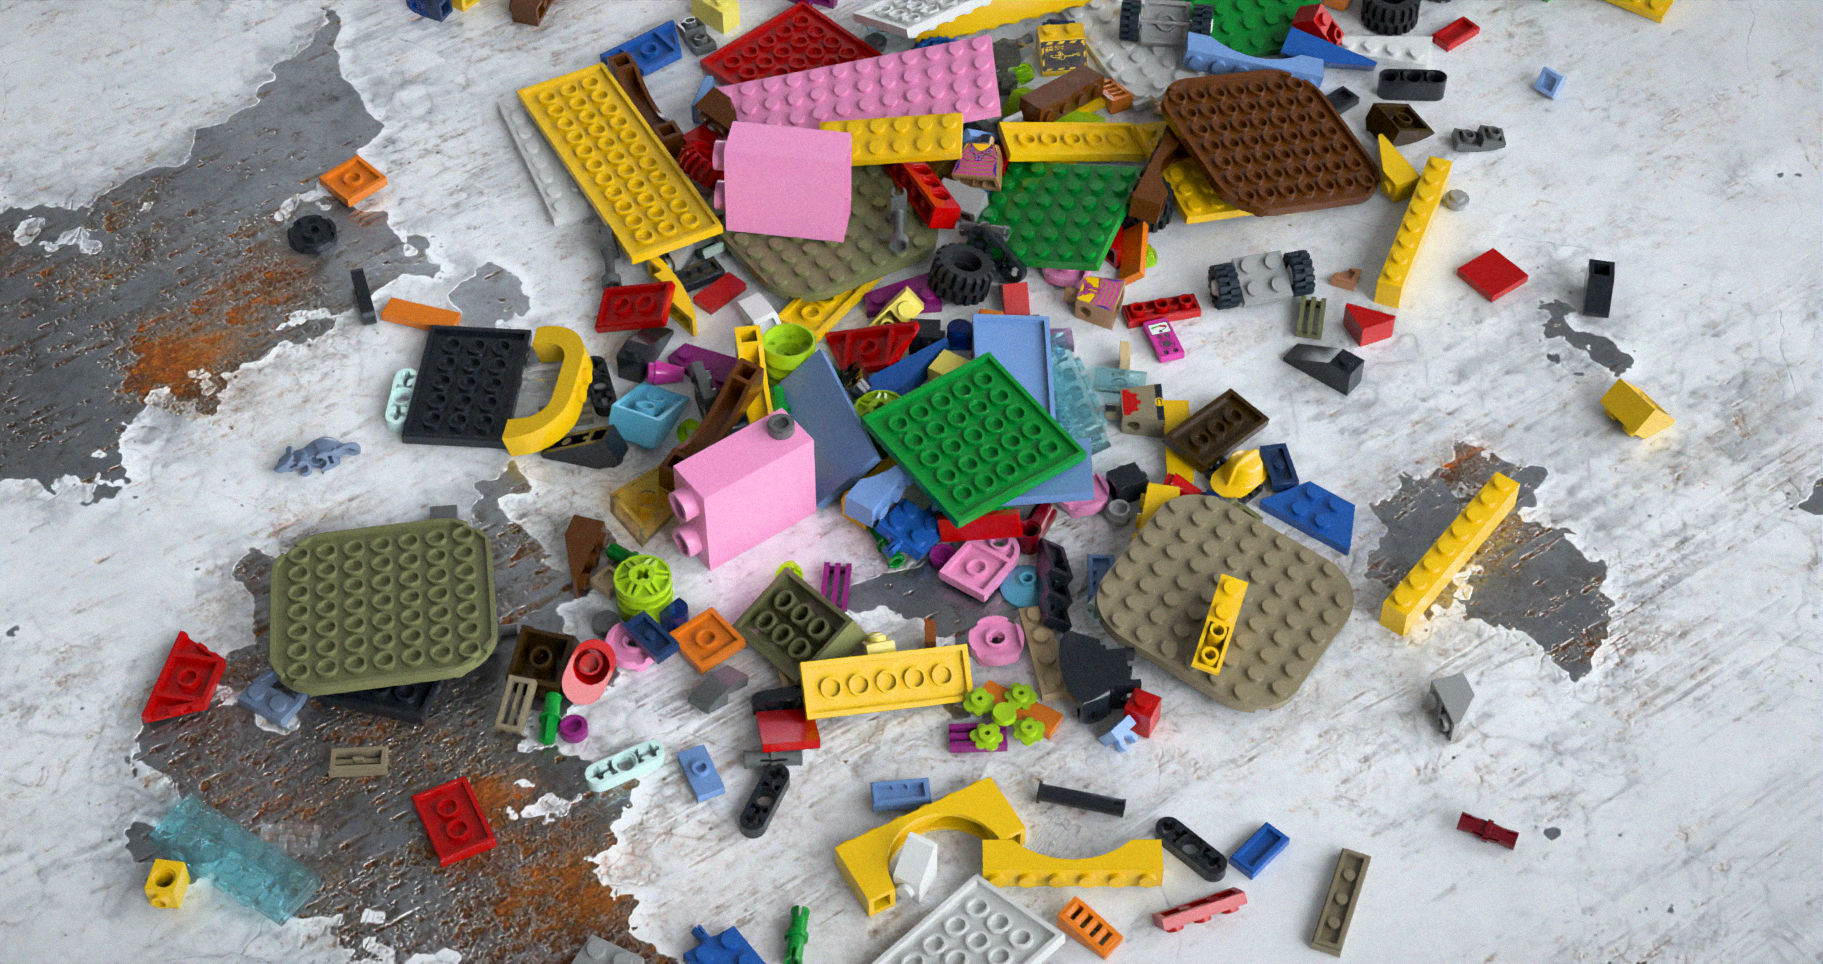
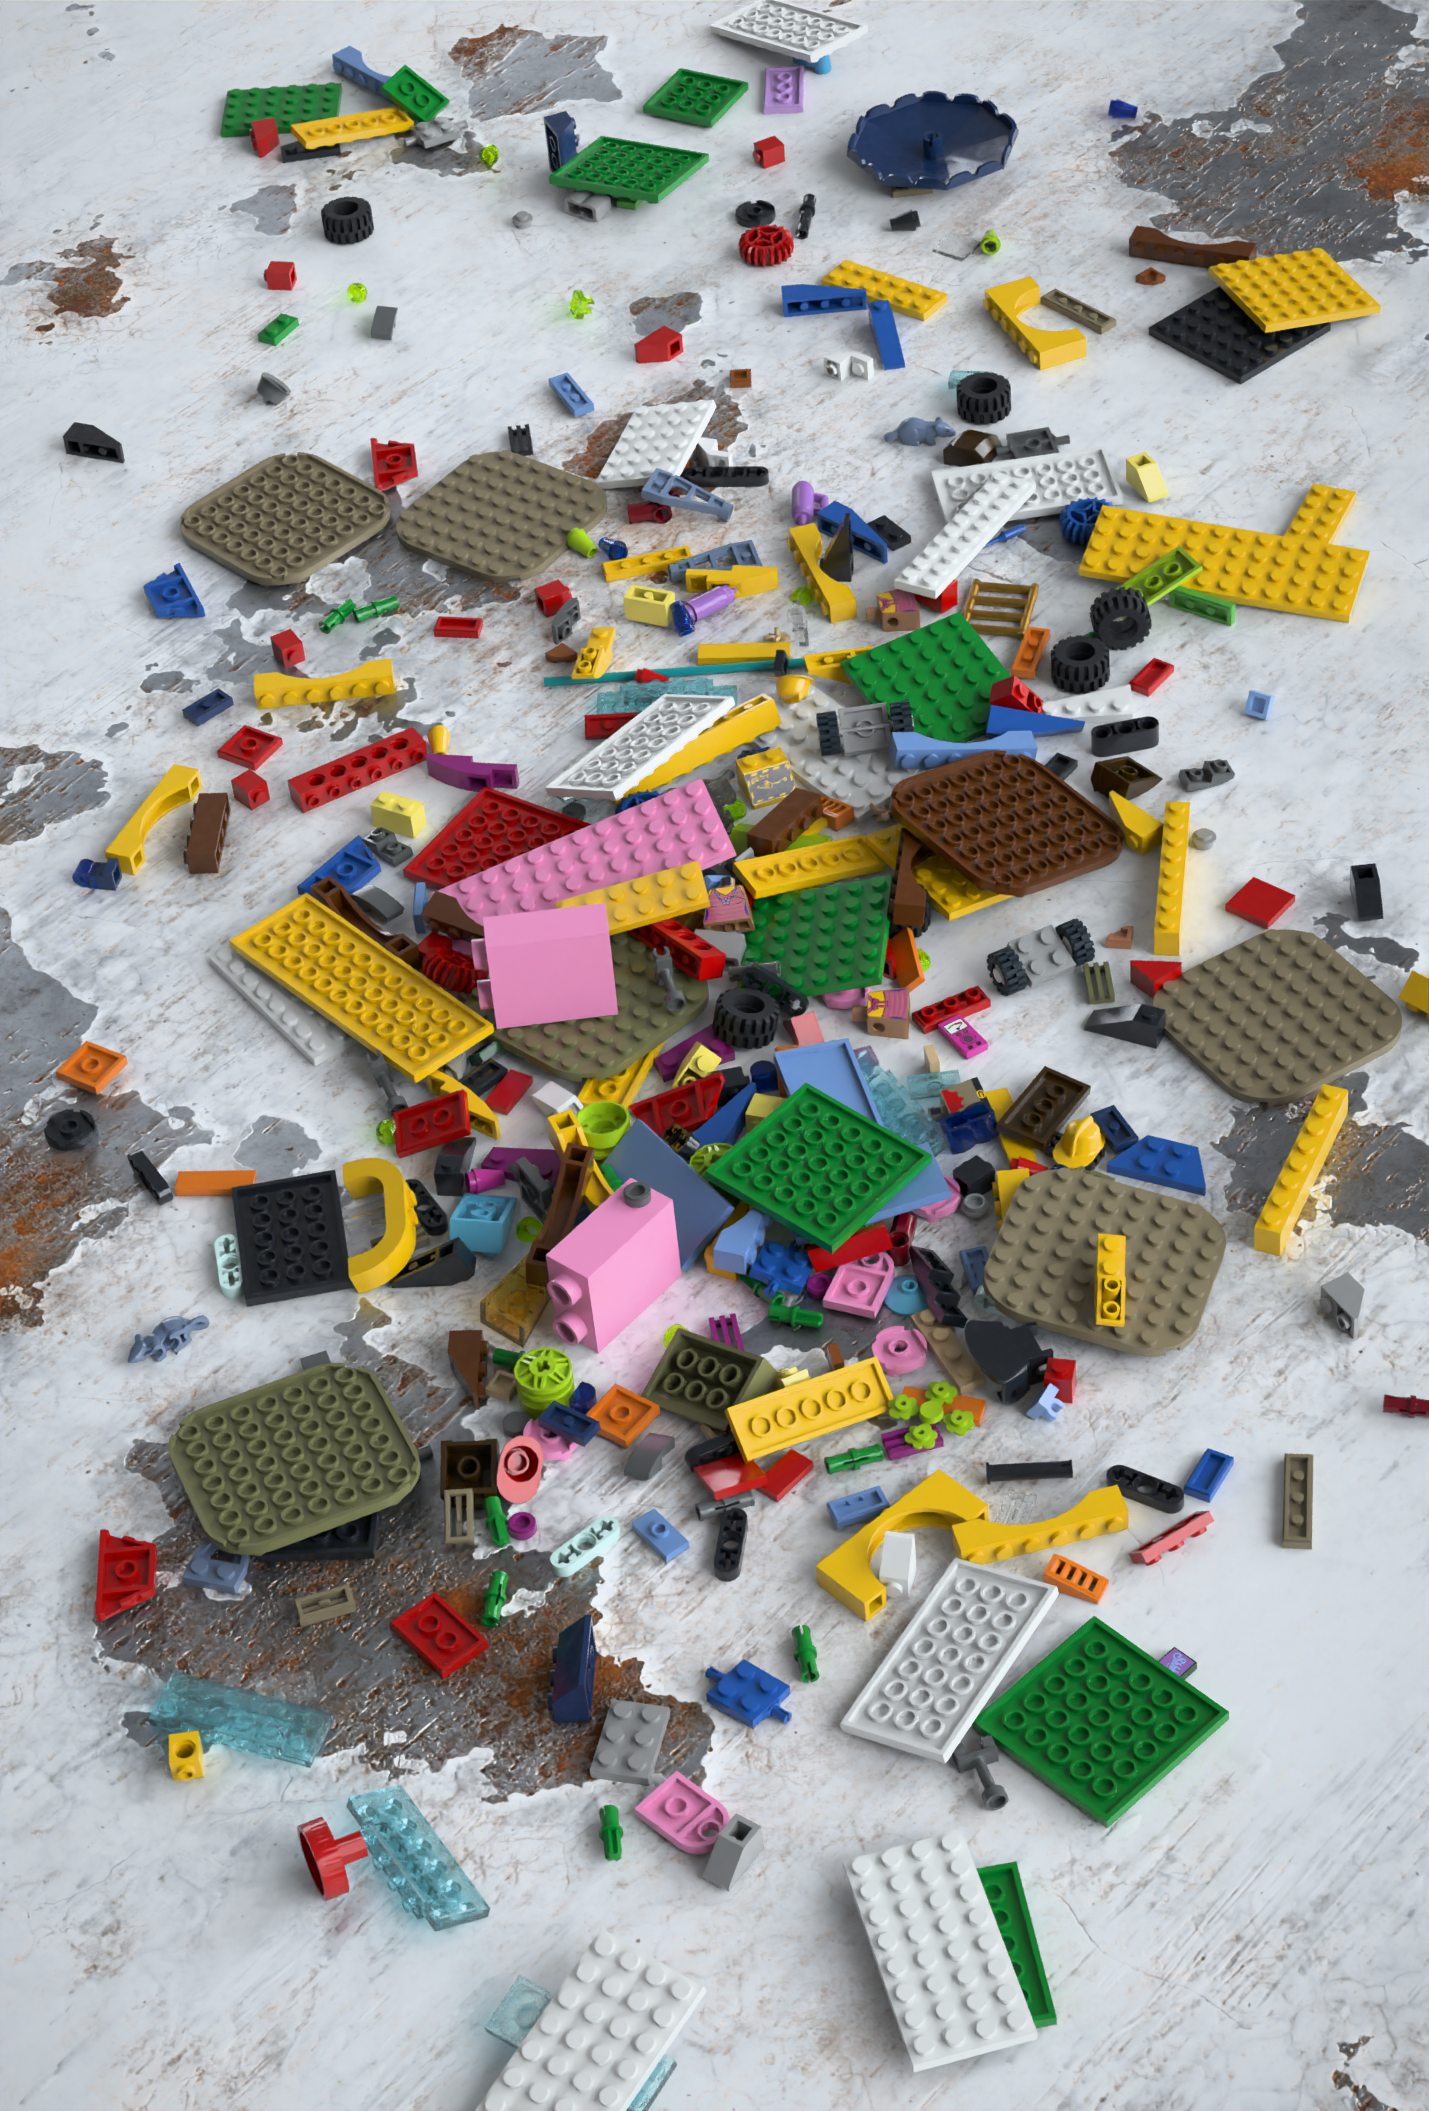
camera: 10 degrees left, 5 degrees down
(518, 797) = (494, 1598): none -> green pin
(563, 898) = (574, 1673): none -> dark blue slope
(592, 304) = (386, 1131): none -> clear neon green piece
(667, 85) = (376, 900): none -> dark grey slope
(843, 742) = (786, 1475): none -> red tile
(907, 580) = (795, 1316): none -> green axle
(913, 742) = (853, 1459): none -> green pin
(1137, 432) = (969, 1127): none -> clear blue brick
(1475, 393) = (1278, 1017): none -> dark tan plate

